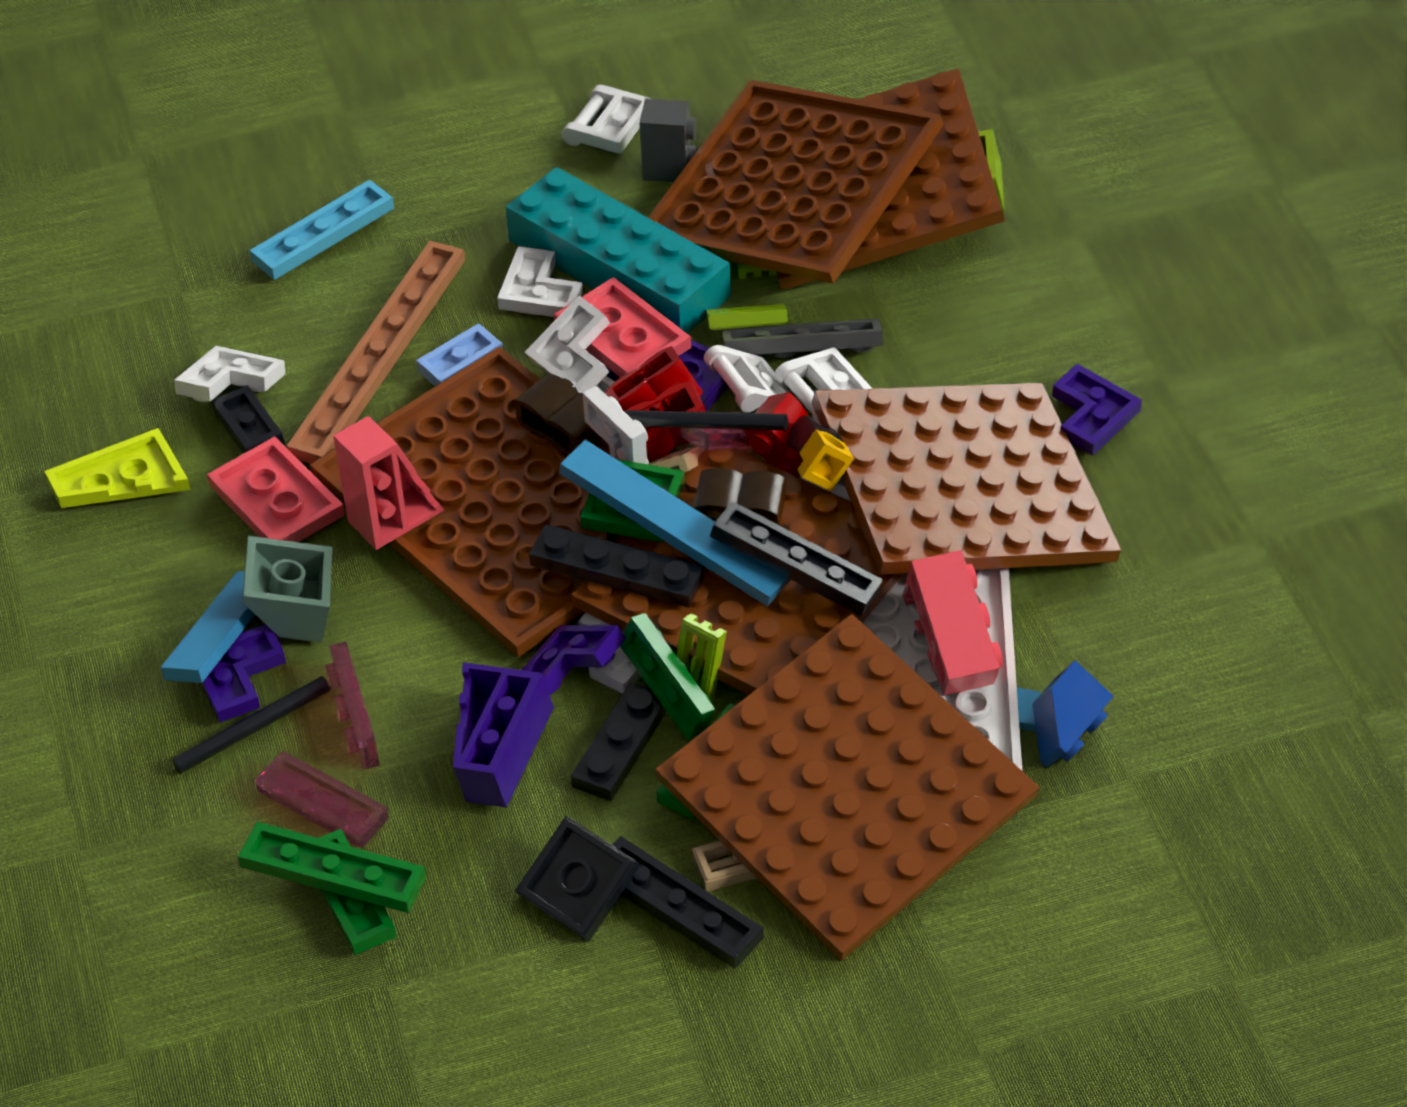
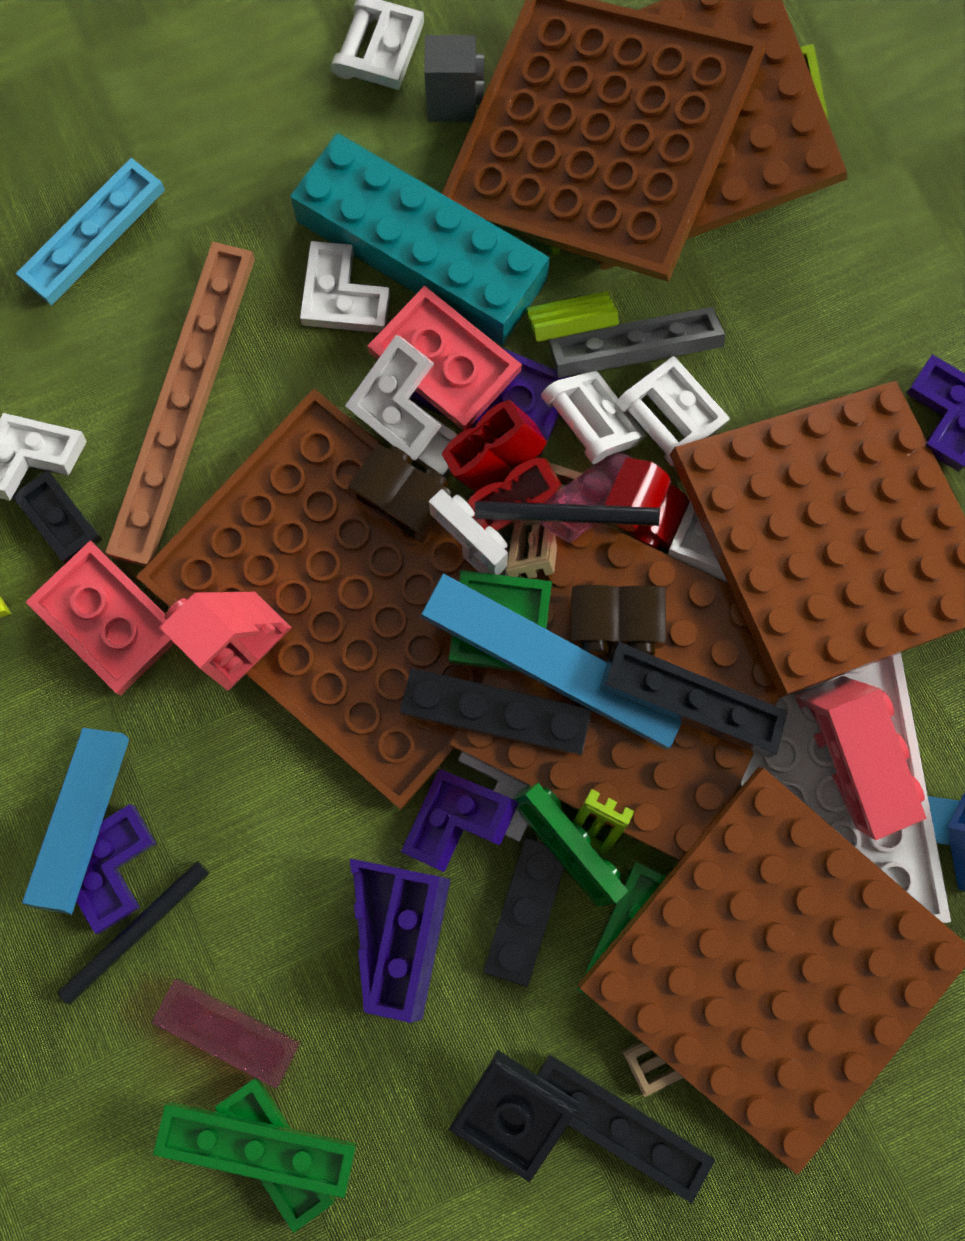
camera: 10 degrees left, 30 degrees up
(288, 586) = (139, 765): sand green slope -> none
(351, 706) = (237, 905): clear pink plate -> none
(457, 354) = (271, 401): light blue plate -> none
(822, 452) = (696, 537): yellow leg -> none

